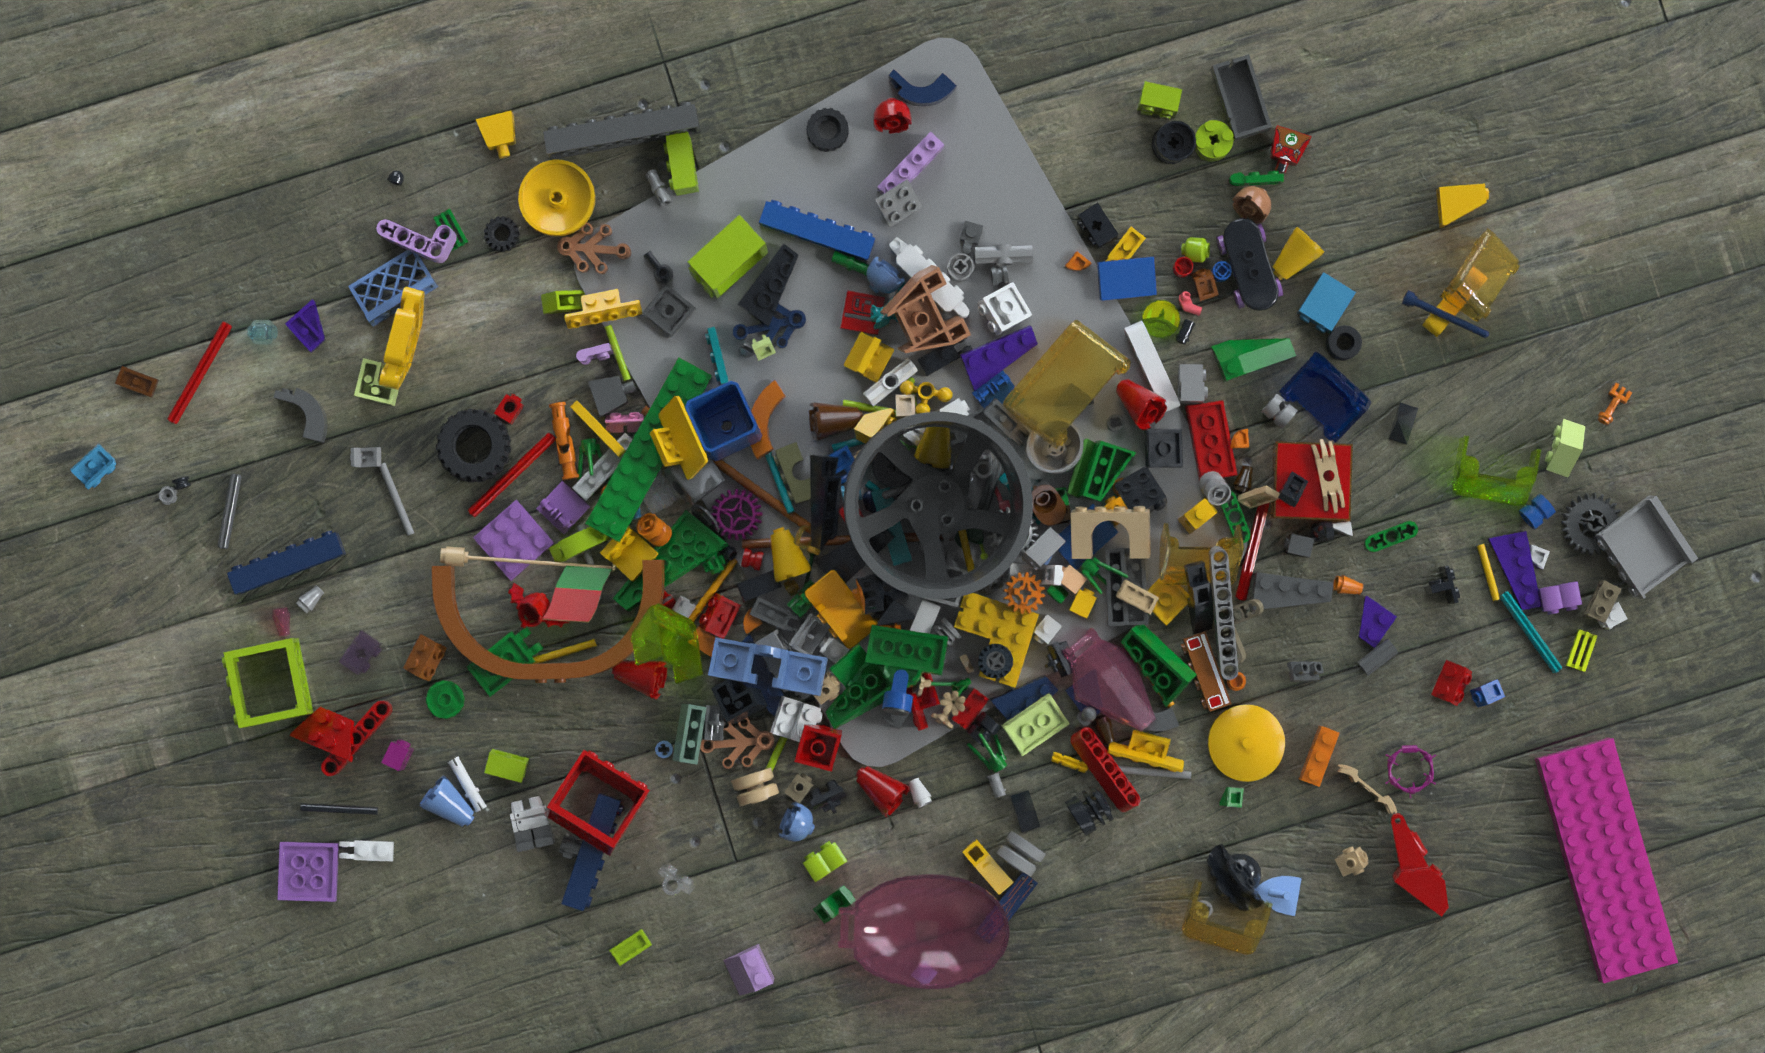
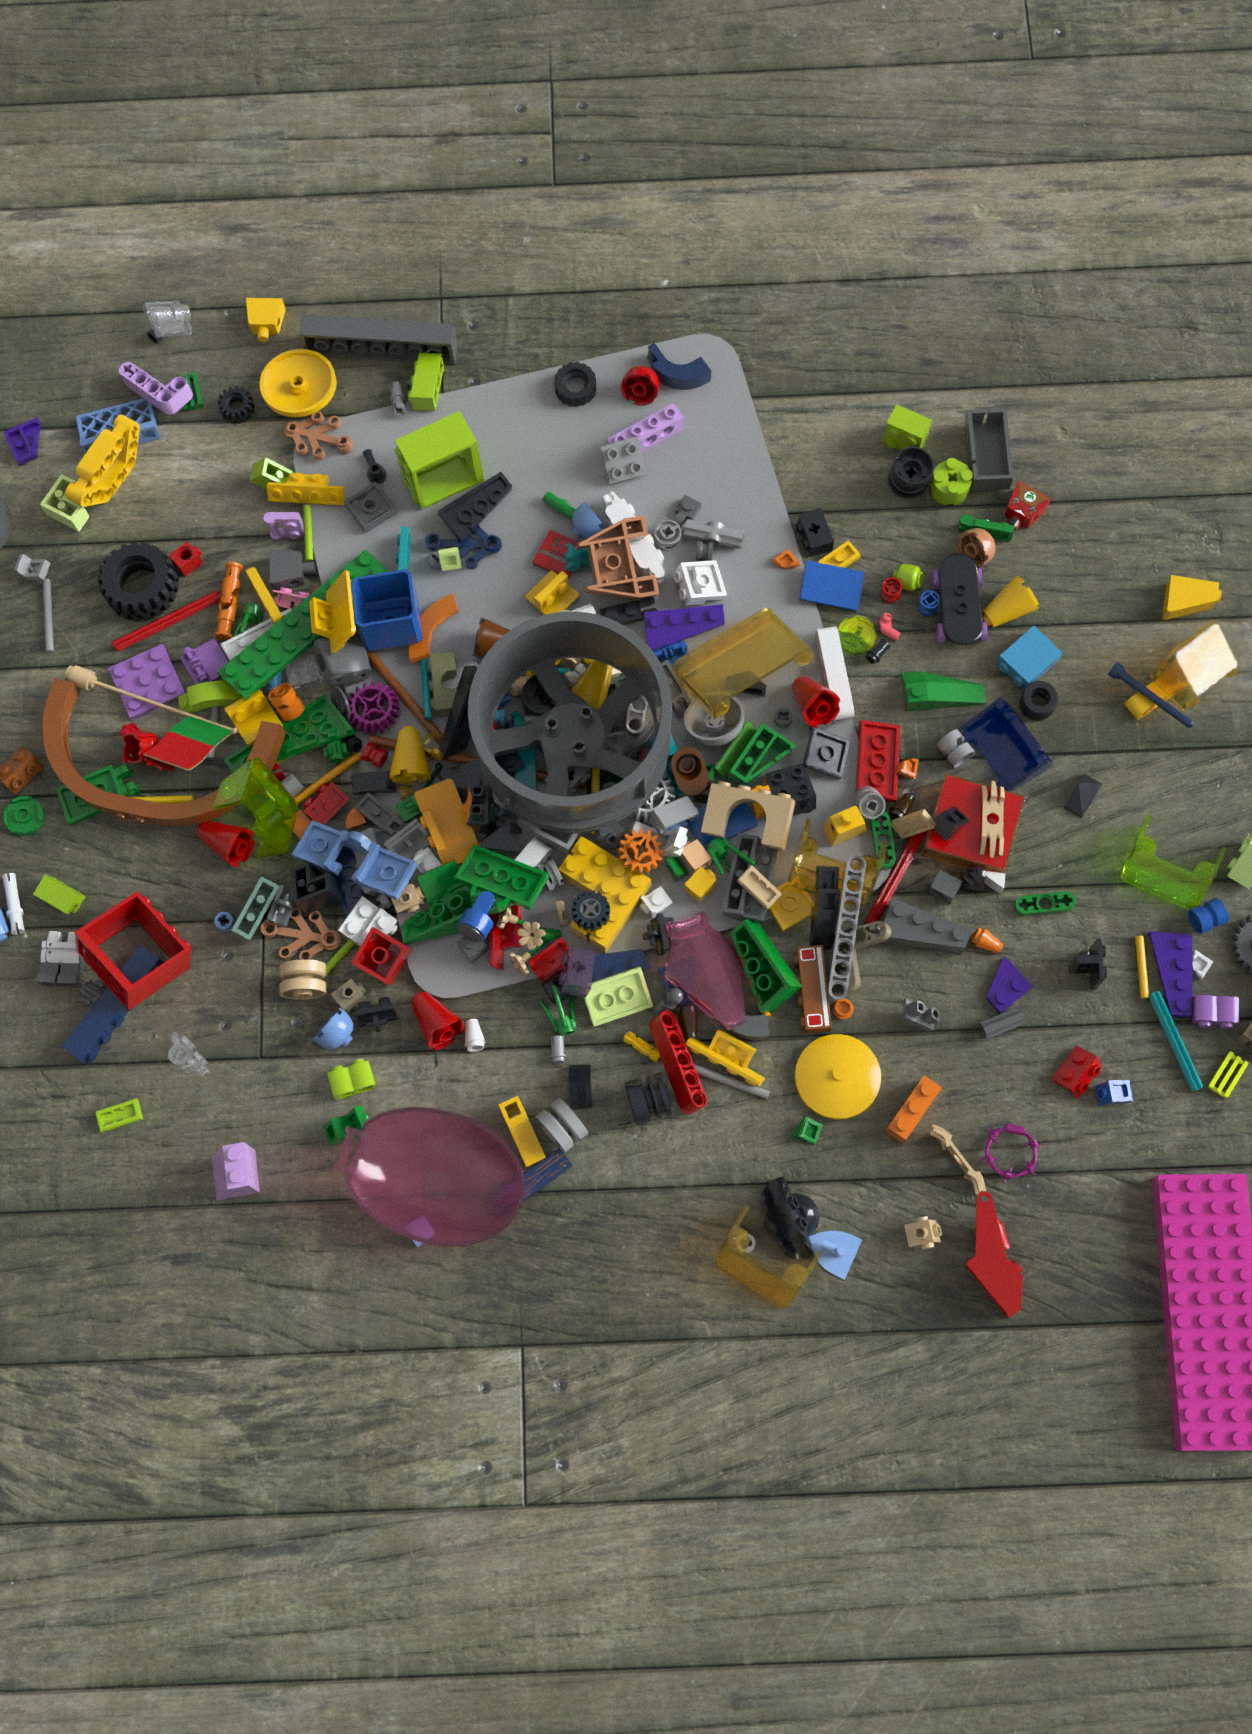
camera: 20 degrees right, 15 degrees down
(405, 159) = (169, 318): none -> clear plate
(817, 231) = (536, 468): blue brick -> none
(1000, 708) = (577, 971): none -> clear purple brick
(1191, 384) = (871, 700): light grey brick -> none
(1204, 284) = (909, 612): dark orange bracket -> none

